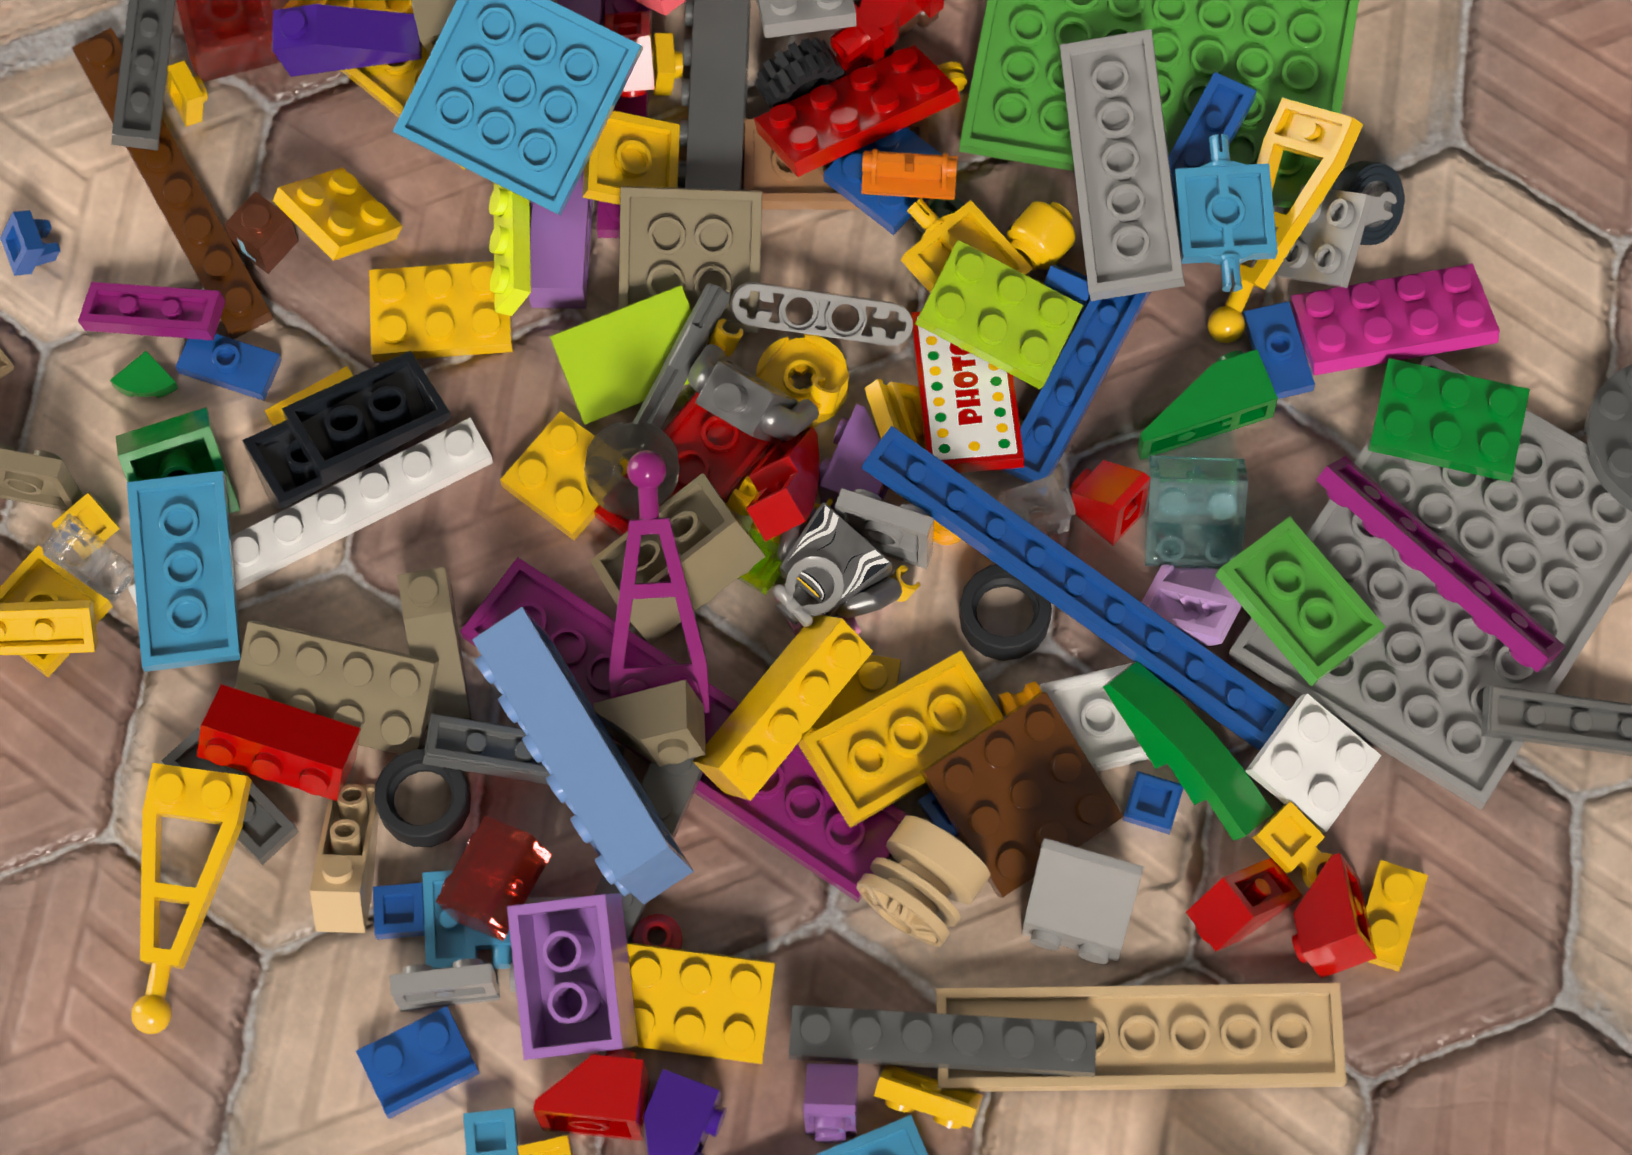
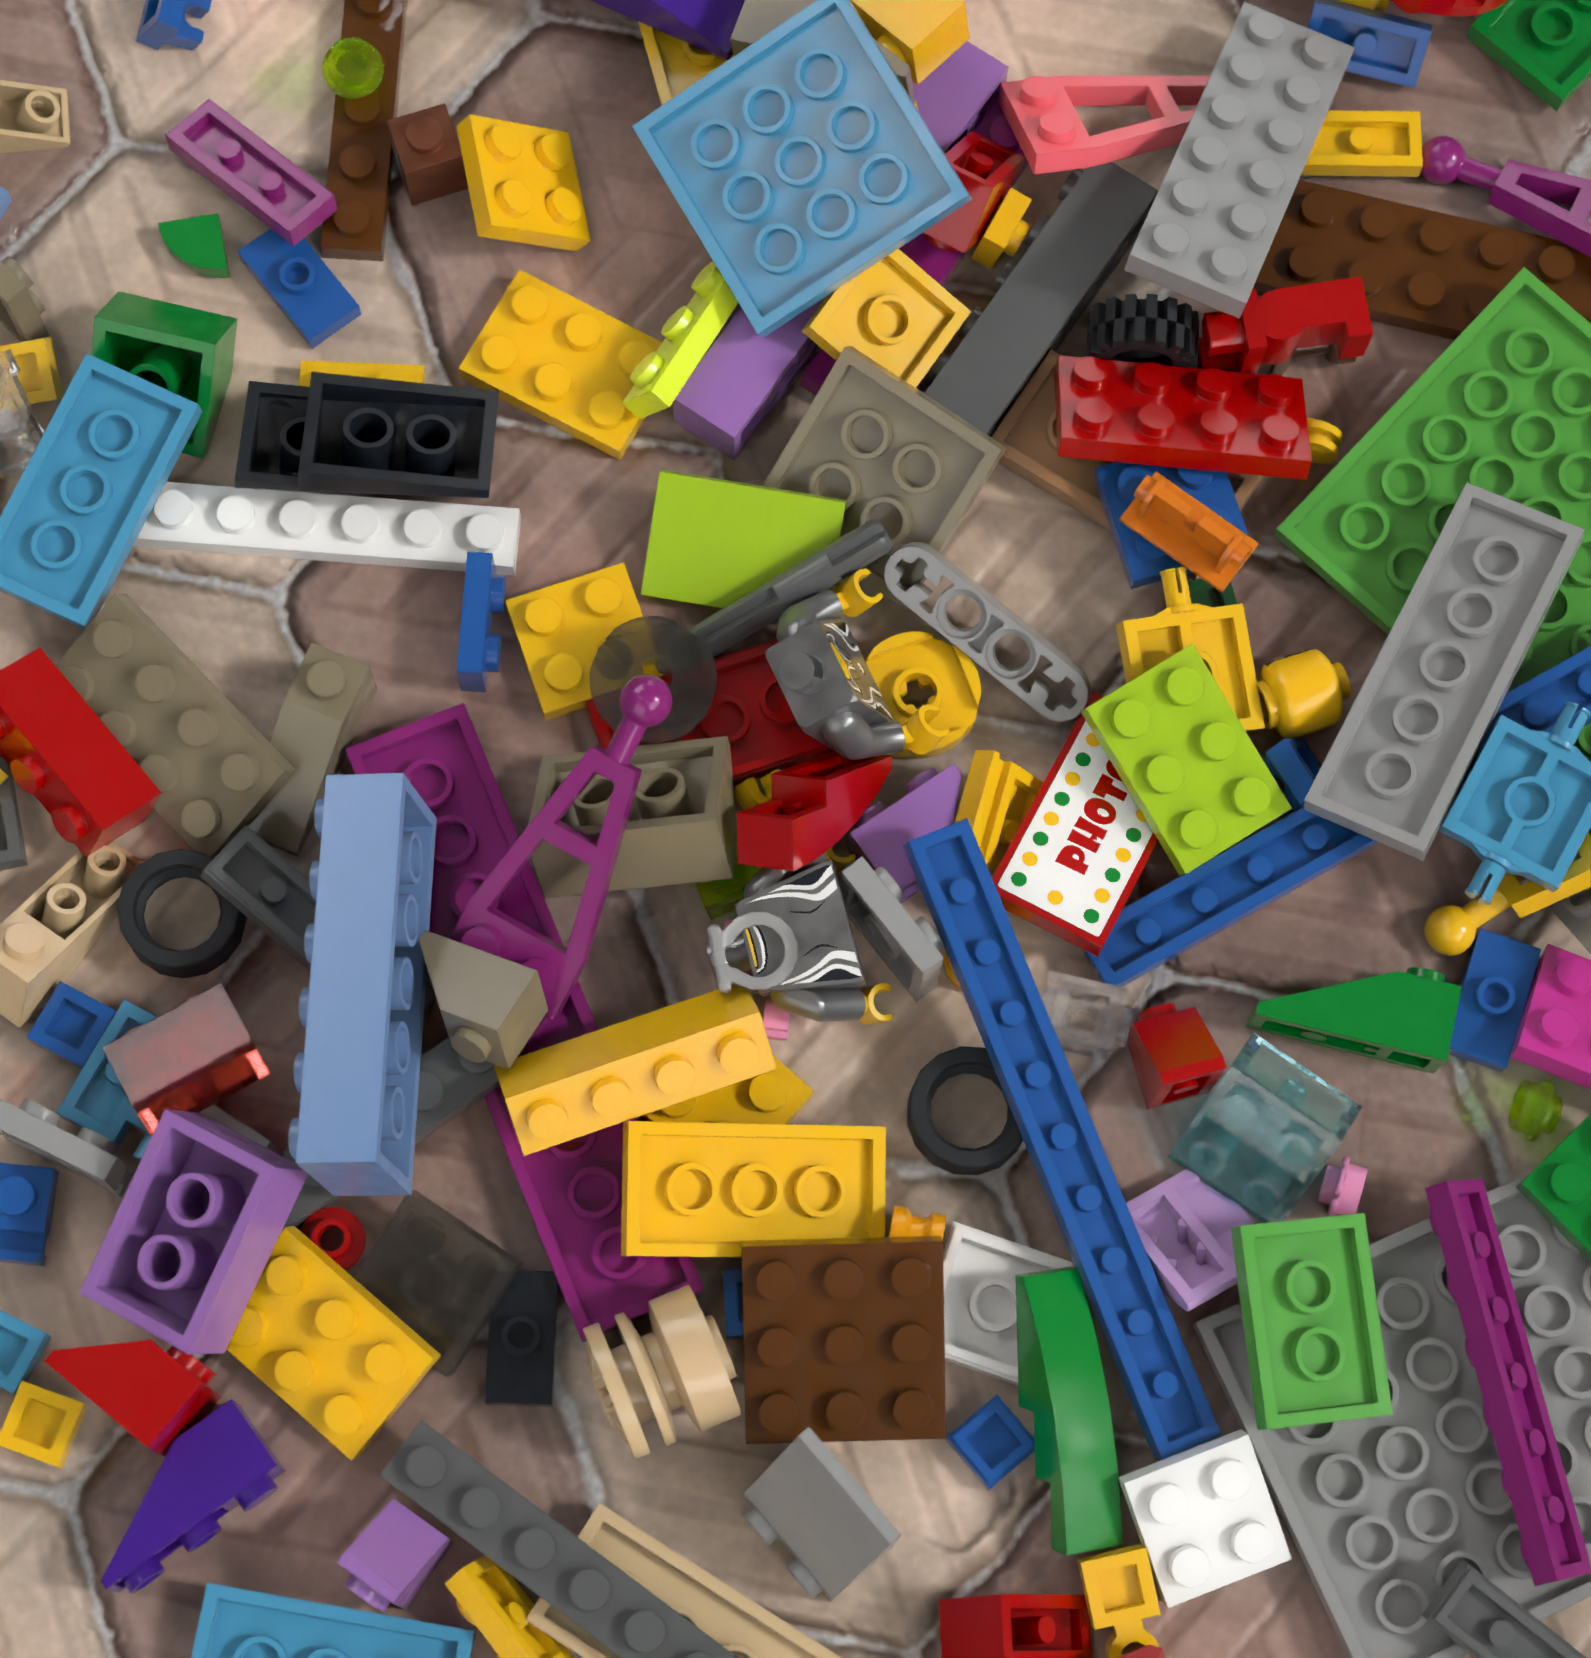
camera: 25 degrees right, 5 degrees up
(176, 205) = (352, 68): none -> clear neon green plate
(503, 518) = (478, 648): none -> blue plate
(741, 915) = (437, 1277): none -> clear smoke plate
(818, 923) = (523, 1342): none -> black plate
(1263, 515) = (1342, 1187): none -> bright pink plate
(1348, 399) = (1534, 1109): none -> clear neon green plate

